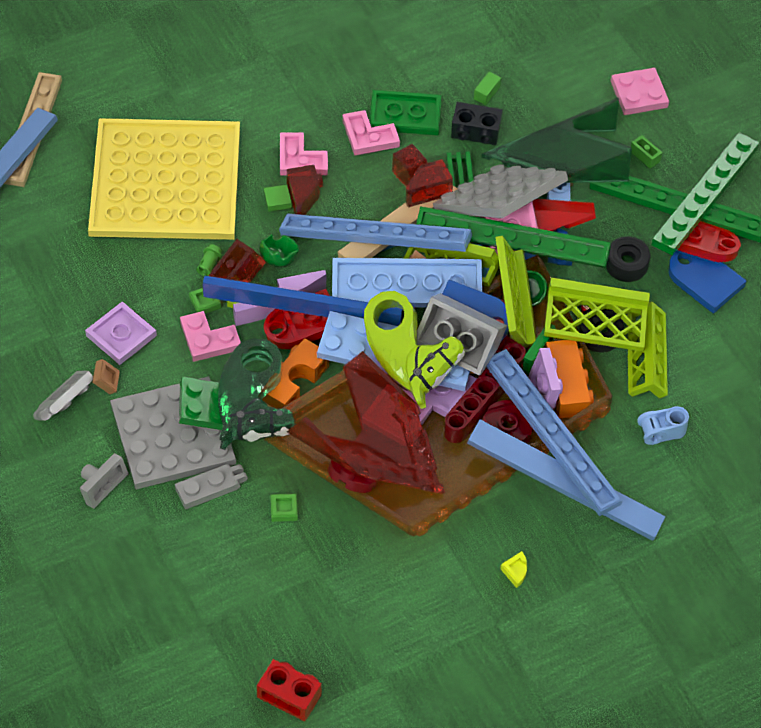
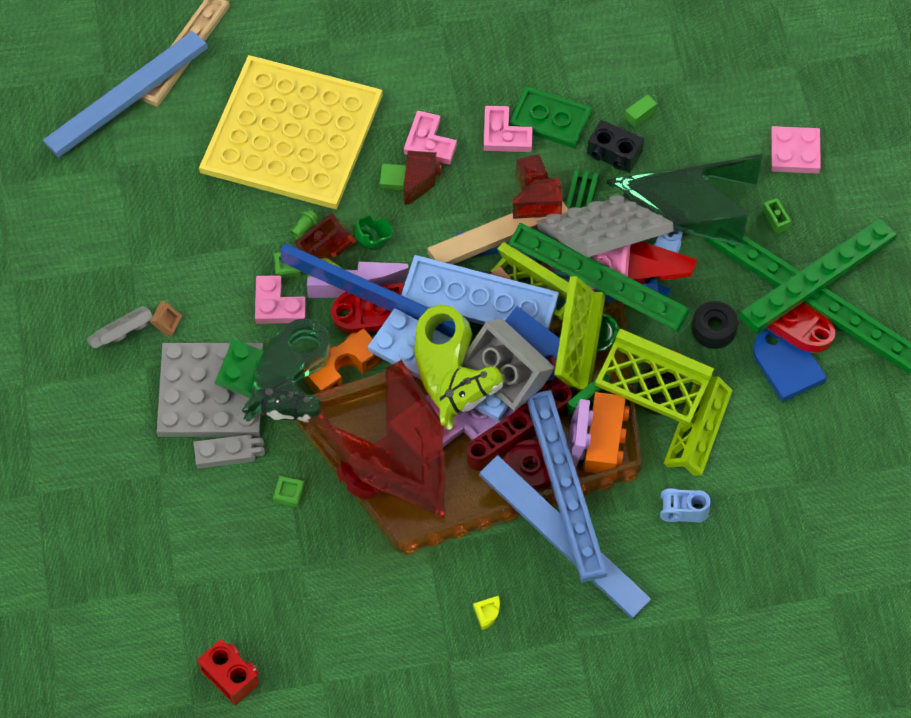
camera: 20 degrees right, 5 degrees up
(102, 480) = (127, 420): light grey tile -> none
(120, 333) = (195, 278): lavender plate -> none
(376, 232) = (470, 238): medium blue tile -> none

